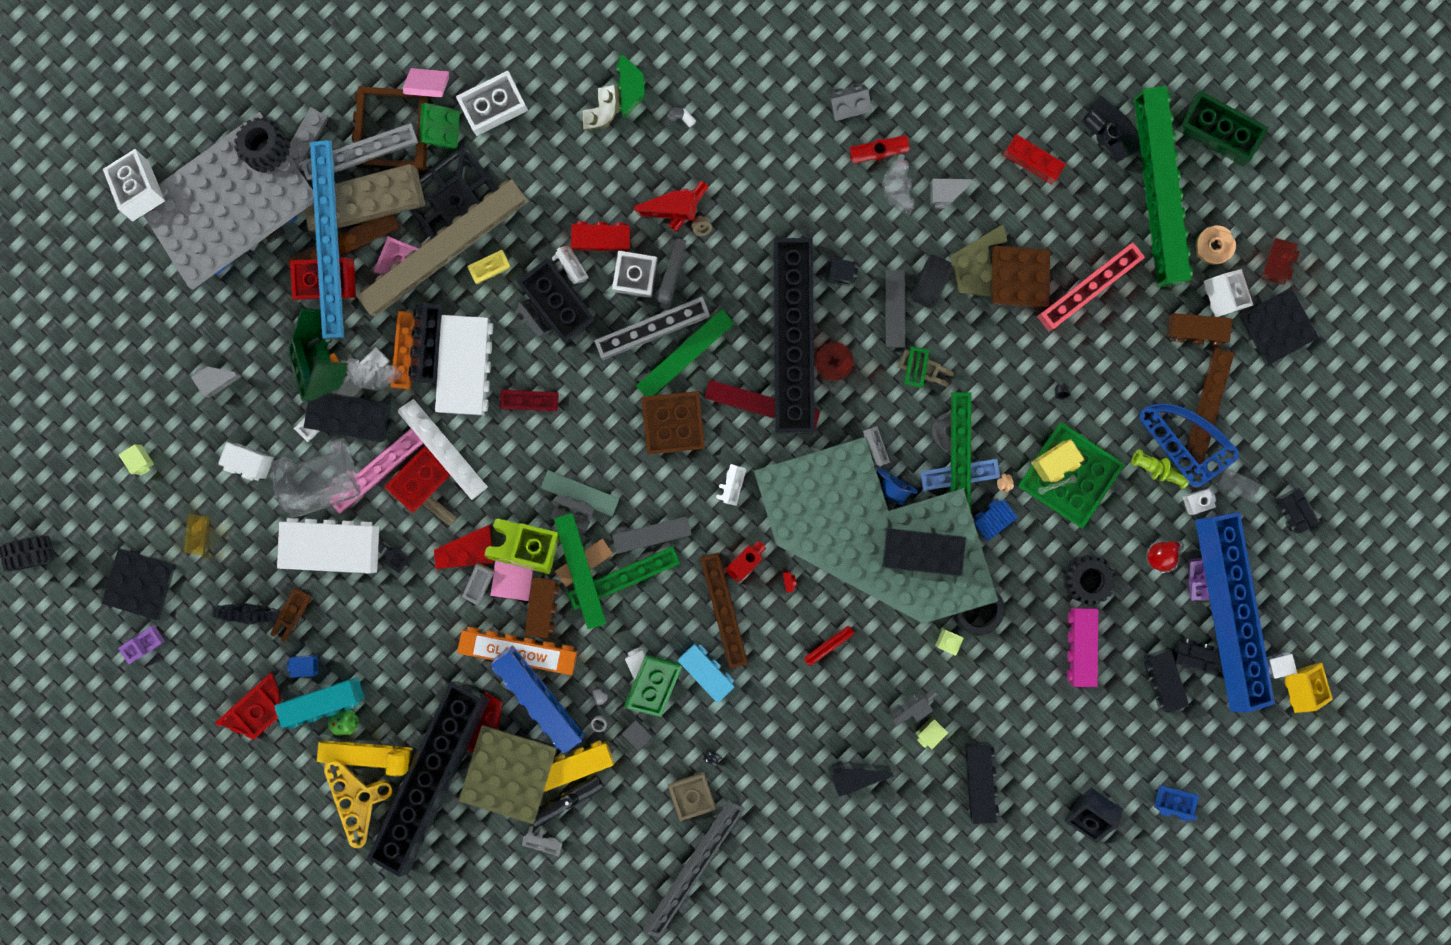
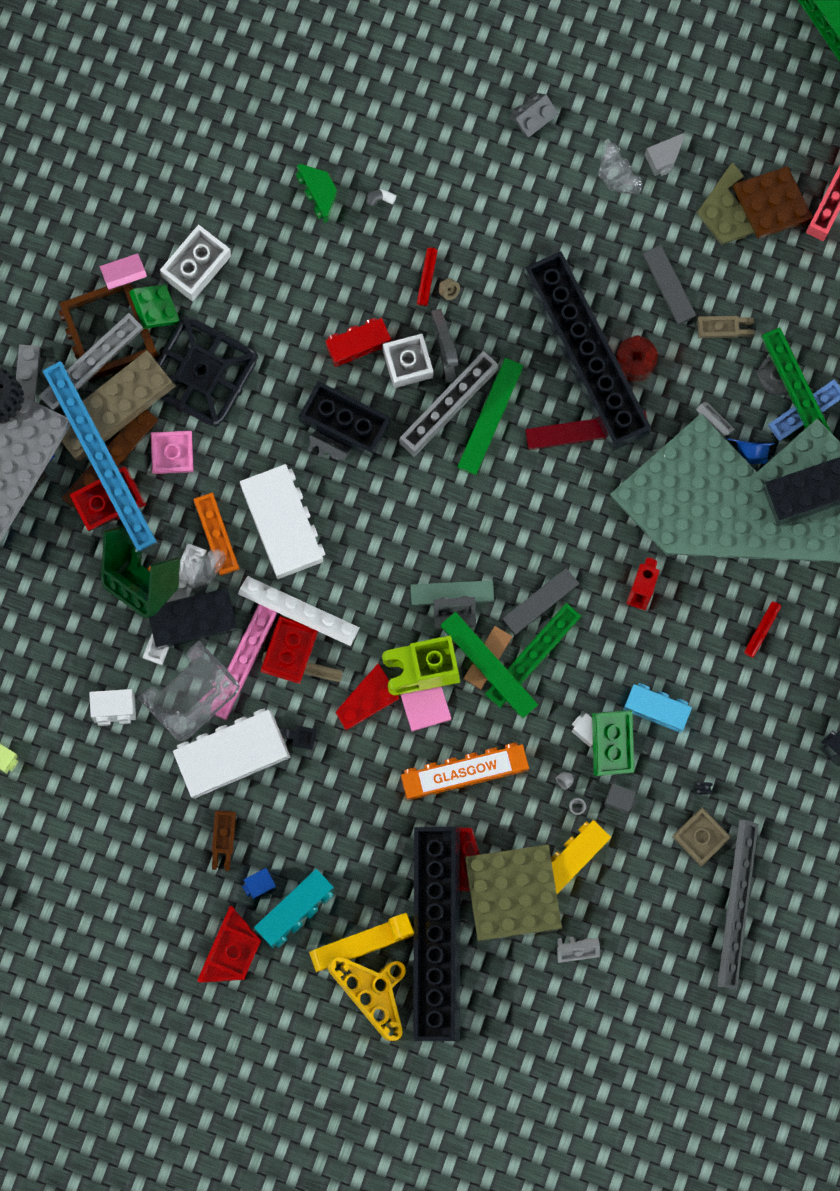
camera: 35 degrees left, 10 degrees down
(138, 584) = (56, 880): black plate -> none
(141, 644) = (86, 939): medium lavender slope -> none
(196, 534) = (93, 804): clear yellow plate -> none
(213, 380) = (43, 644): light grey slope -> none
(245, 613) = (182, 852): black gear -> none
(343, 722) = (325, 921): bright green head -> none
(425, 343) = (236, 515): black brick -> none
(442, 248) = (211, 418): dark tan brick -> none
(478, 583) = (394, 724): light grey tile -> none
(489, 267) = (263, 417): light yellow plate -> none
(529, 400) = (360, 527): dark red tile -> none
(537, 699) = (507, 806): blue brick -> none
(542, 607) = (468, 718): reddish brown brick -> none
(556, 806) = (574, 907): black piece -> none
(571, 264) = (338, 378): white plate -> none
(608, 106) = (308, 223): plate -> none
(672, 205) = (411, 282): red slope -> none
(672, 422) = (510, 484): reddish brown plate -> none
(724, 610) = (645, 642): reddish brown tile -> none
(734, 481) = (597, 521): white plate -> none
(789, 581) = (694, 584): red plate -> none
(842, 272) = (603, 271): black brick -> none
(891, 147) = (573, 152): red piece -> none
(909, 364) = (720, 344): green tile -> none
(931, 281) = (692, 241): black tyre -> none
(1034, 159) = (731, 90): red brick -> none
(1112, 129) = (789, 32): black panel -> none

